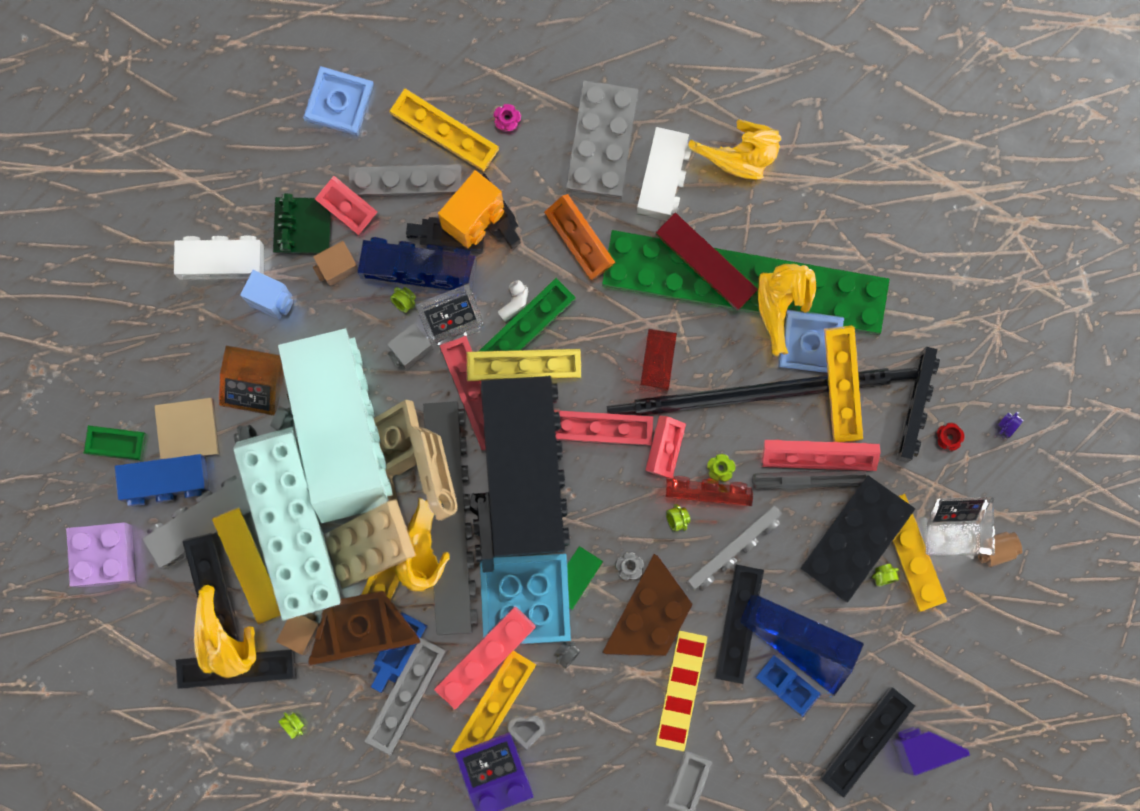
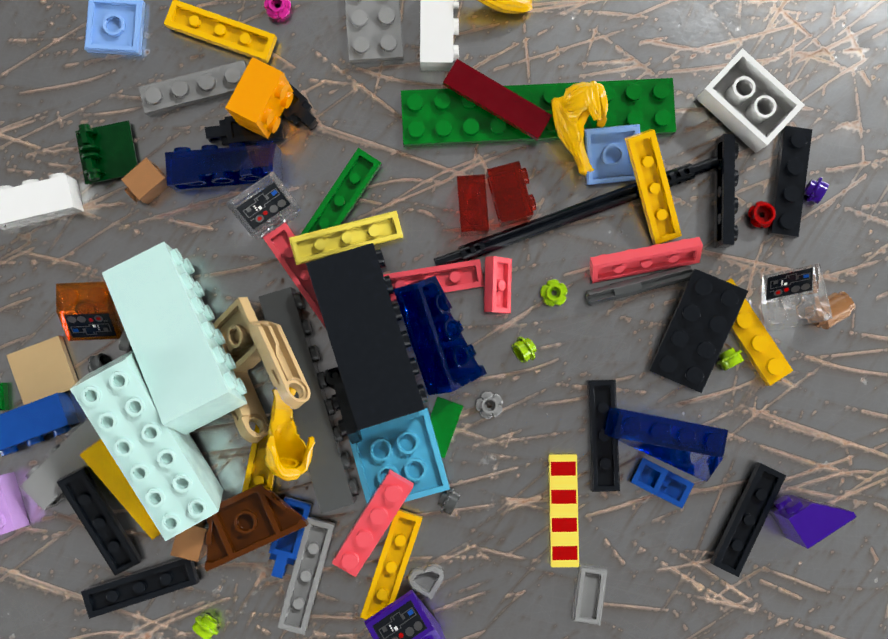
camera: 10 degrees left, 5 degrees up
(213, 647) = (112, 575): yellow hair -> none
(267, 295) = (84, 226): light blue brick -> none
(346, 205) = (143, 123): coral plate -> none
(369, 544) = (236, 444): tan plate -> none
(403, 299) = (217, 200): lime plate -> none
(409, 347) = (234, 245): light grey brick -> none
(518, 300) = (328, 178): white arm -> none
(579, 237) = (371, 104): orange plate -> none
(592, 485) = (436, 337): none -> clear blue wedge
(651, 615) = (519, 446): reddish brown wing -> none
(698, 358) = (510, 193): none -> clear red brick
(709, 491) = (548, 317): clear red plate -> none
(726, 558) = (592, 357): light grey plate -> none
(960, 319) = (750, 101): none -> white brick
(987, 410) = (790, 181): none -> black plate

